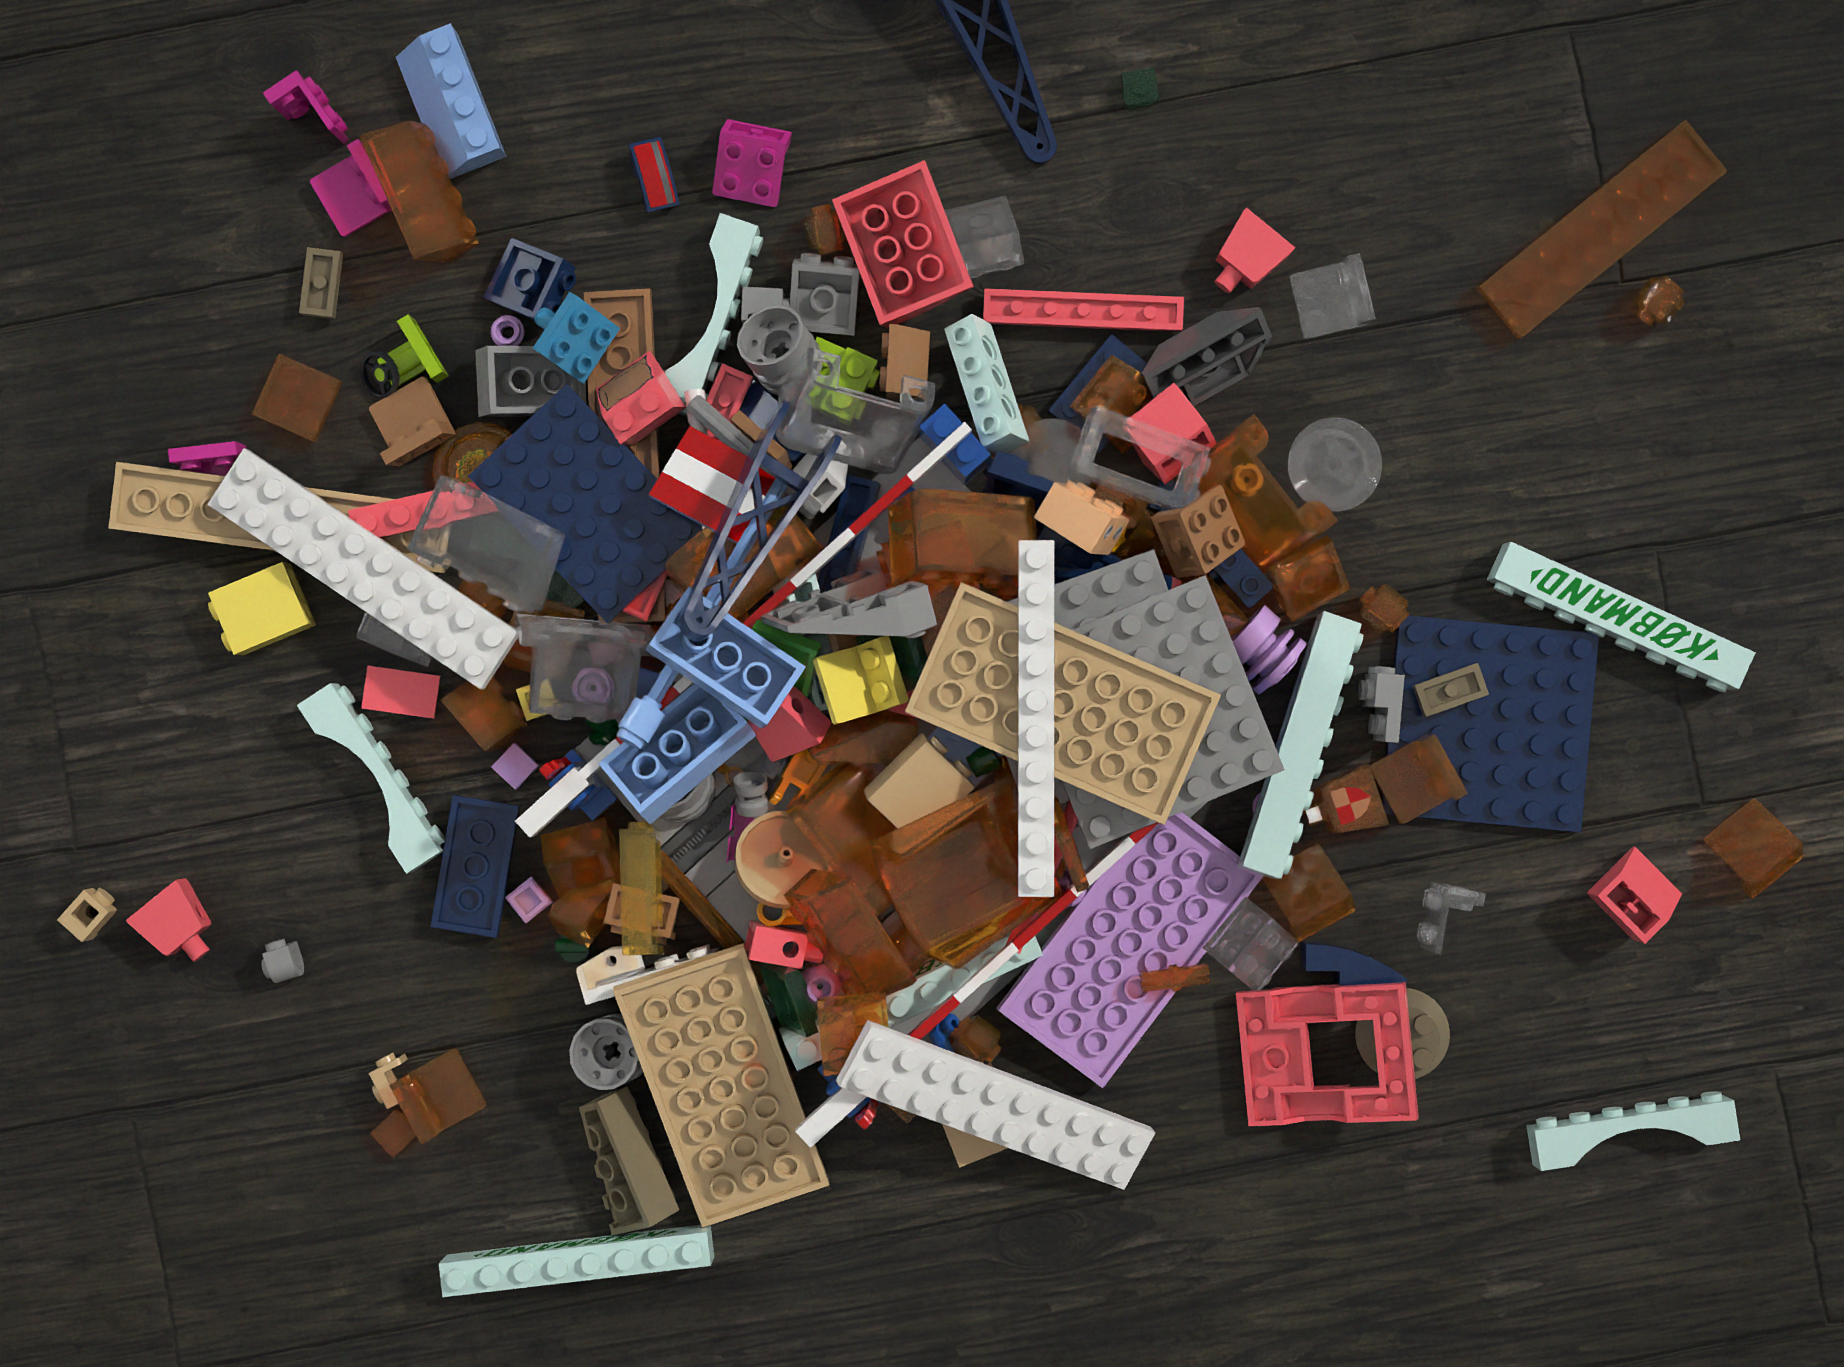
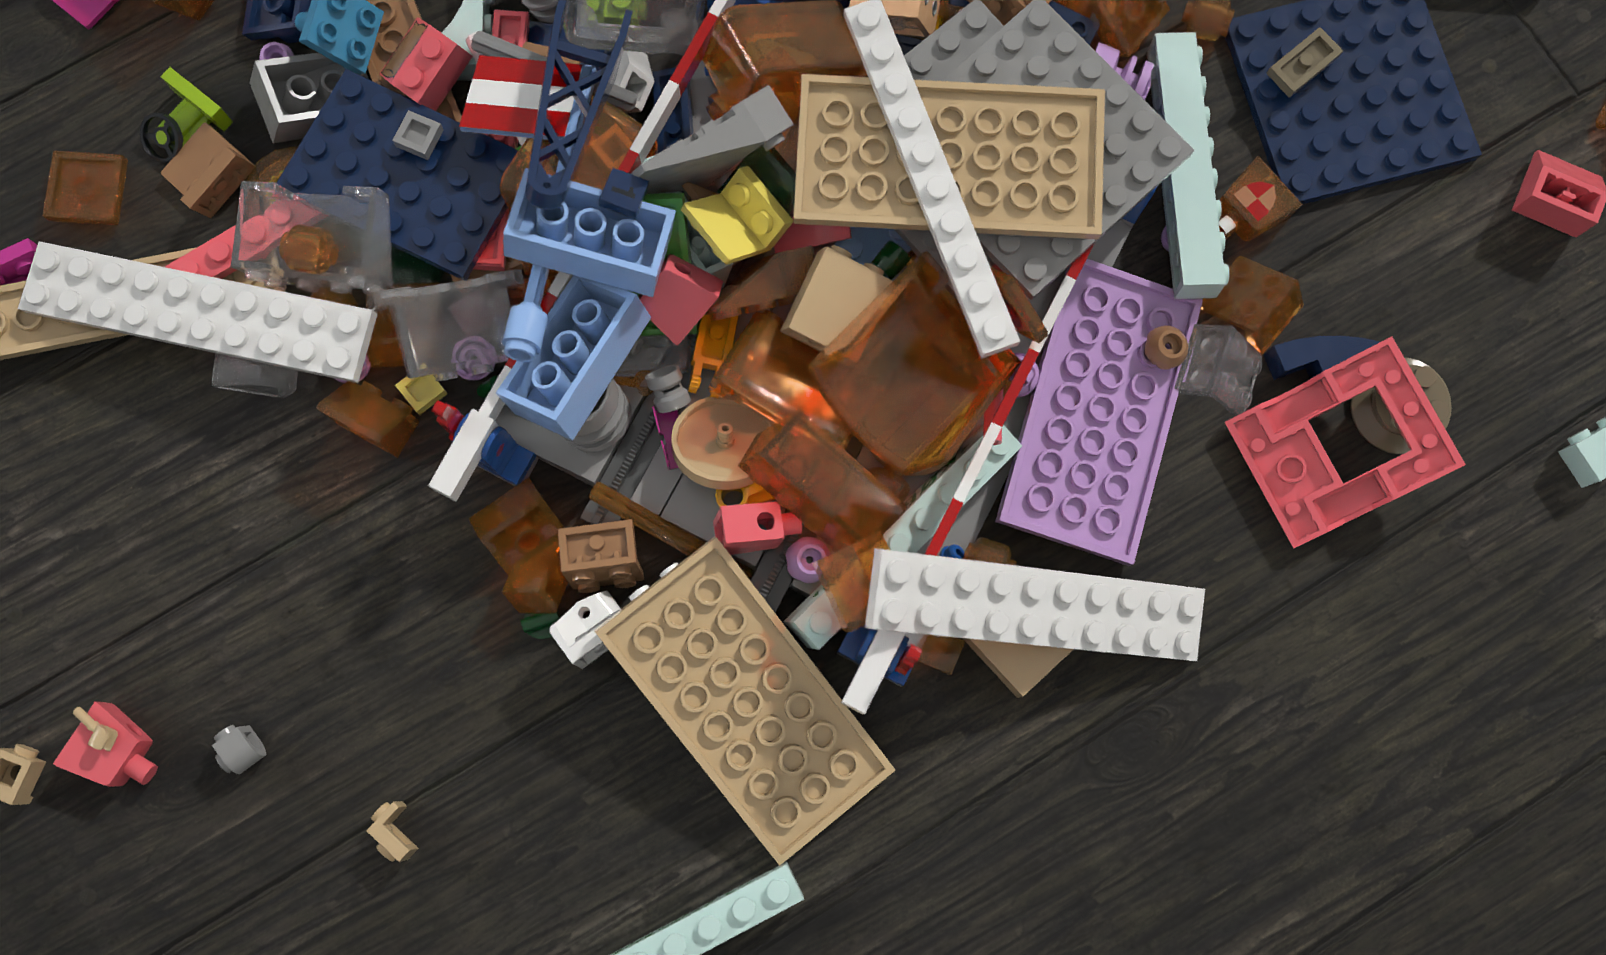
camera: 25 degrees left, 10 degrees down
(175, 914) = (102, 737): none -> tan hand
(260, 609) = (107, 400): light yellow brick -> none
(321, 283) = (77, 75): dark tan plate -> none
(394, 1133) = (417, 890): clear orange plate -> none
(401, 692) = (278, 430): coral piece -> none
(410, 833) = (331, 567): light aqua arch -> none
(438, 1095) = (450, 829): clear orange bracket -> none
(475, 866) = (412, 577): dark blue plate -> none
(479, 551) = (308, 249): none -> clear orange head
(515, 766) = (420, 463): lavender tile -> none
(529, 899) = (479, 592): lavender tile -> none
(594, 1056) = (596, 716): light grey wheel -> none
(610, 481) = (418, 135): none -> light grey plate
(626, 1163) = (675, 826): dark tan wedge -> none
(641, 889) = (588, 515): clear yellow door -> none
(765, 640) = (623, 193): none -> dark blue tile
(788, 997) = (783, 576): clear green plate -> none
(1174, 977) = (1160, 425): clear orange pin -> none
(1202, 902) = (1159, 354): none -> medium nougat plate
(1384, 692) = (1248, 93): light grey plate -> none
(1417, 778) = (1314, 148): clear orange bracket -> none
(1437, 902) = (1386, 267): clear bracket -> none

